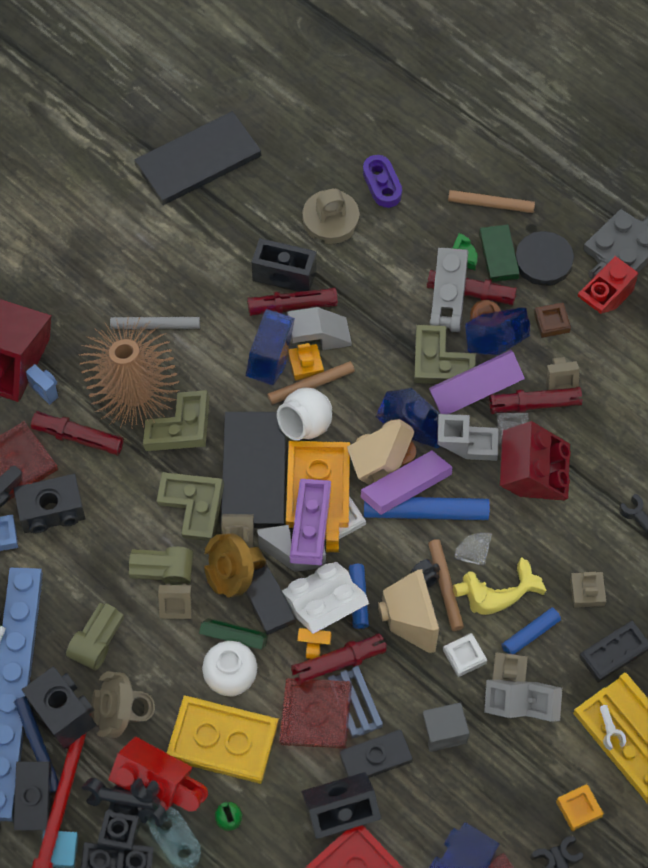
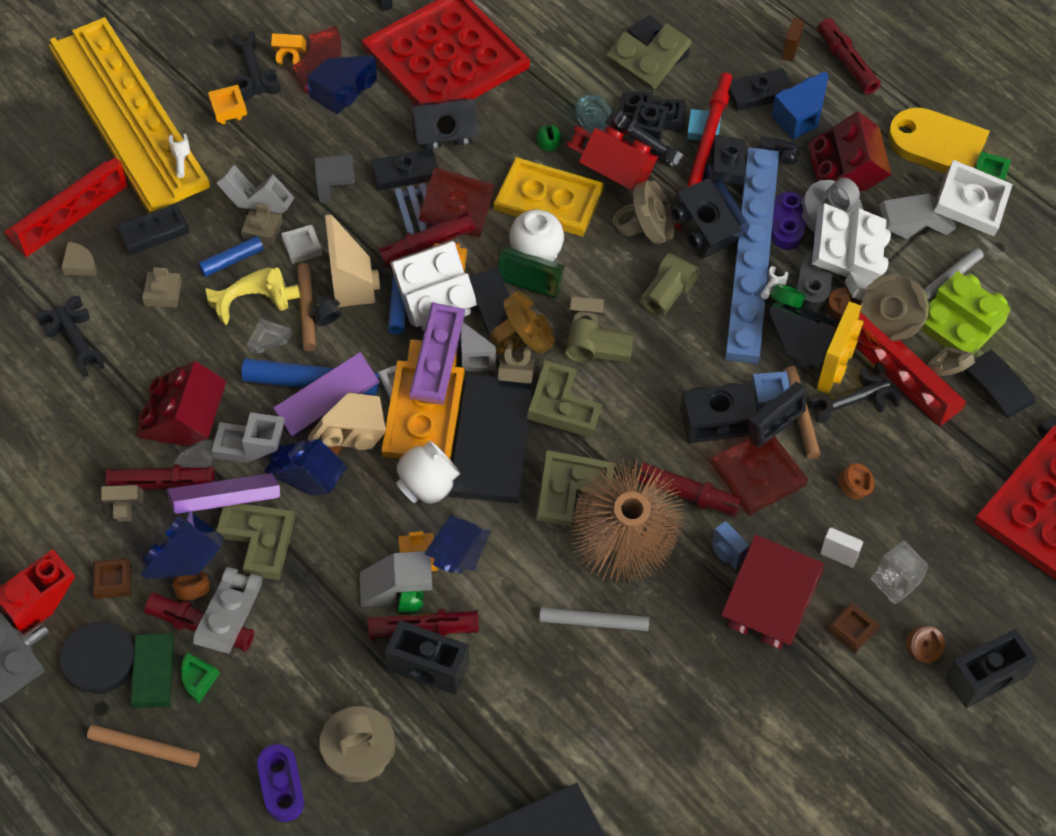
camera: 175 degrees left, 5 degrees down
(312, 382) = (426, 525): medium nougat bar -> none

